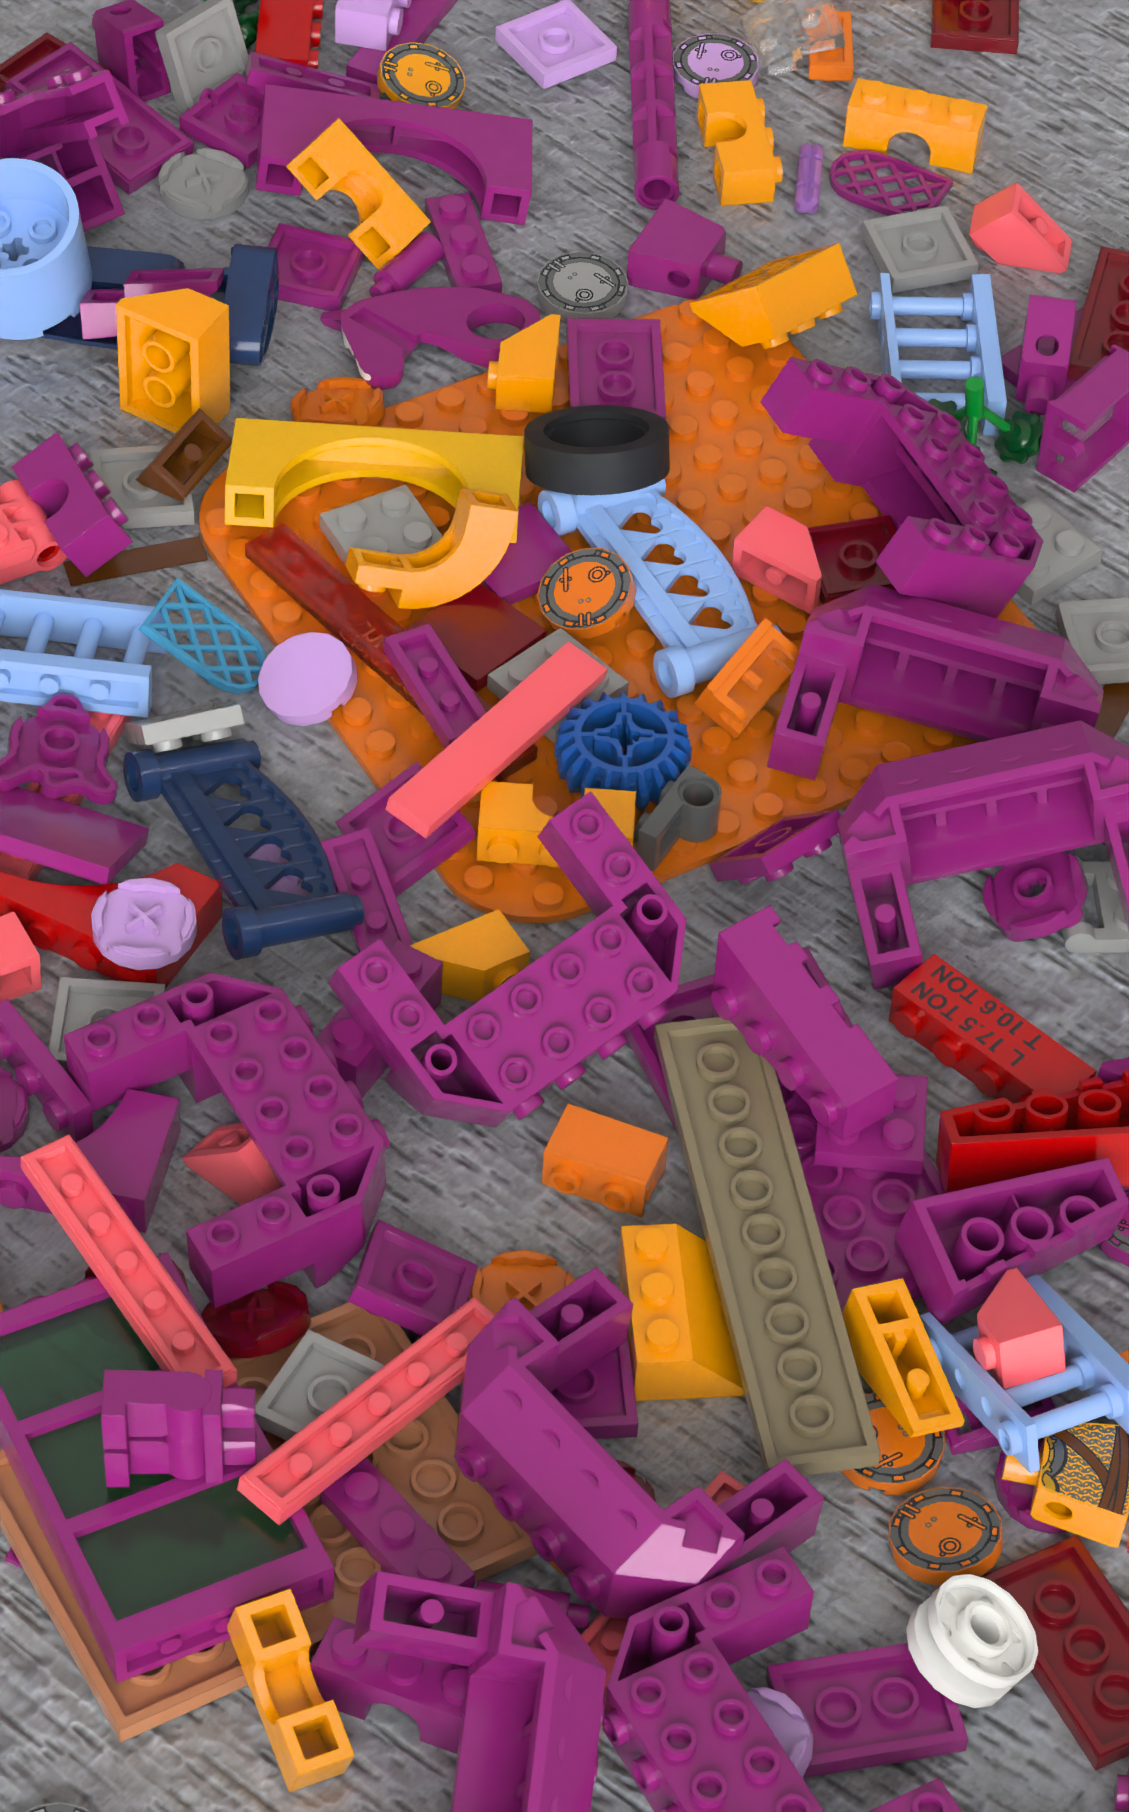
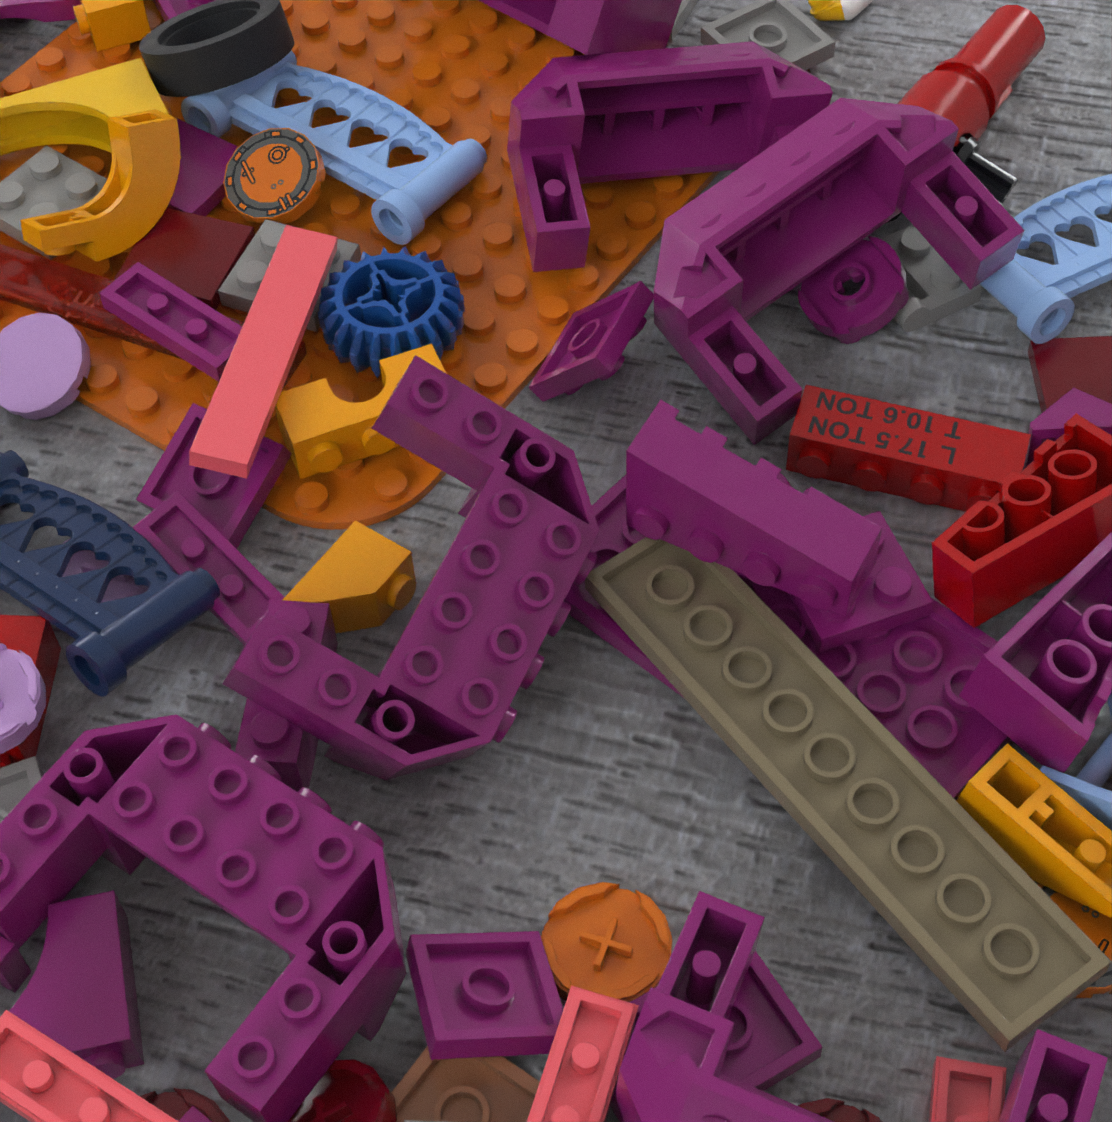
camera: 20 degrees left, 5 degrees up
(232, 1164) = (209, 938): coral slope -> none
(604, 1160) = (608, 746): orange hinge -> none
(677, 1316) = (765, 862): light orange slope -> none
(684, 811) = (485, 342): dark grey plate -> none
(749, 679) = (473, 194): orange hinge -> none
(779, 558) = (439, 80): coral slope -> none
(849, 555) = (499, 57): dark red tile -> none

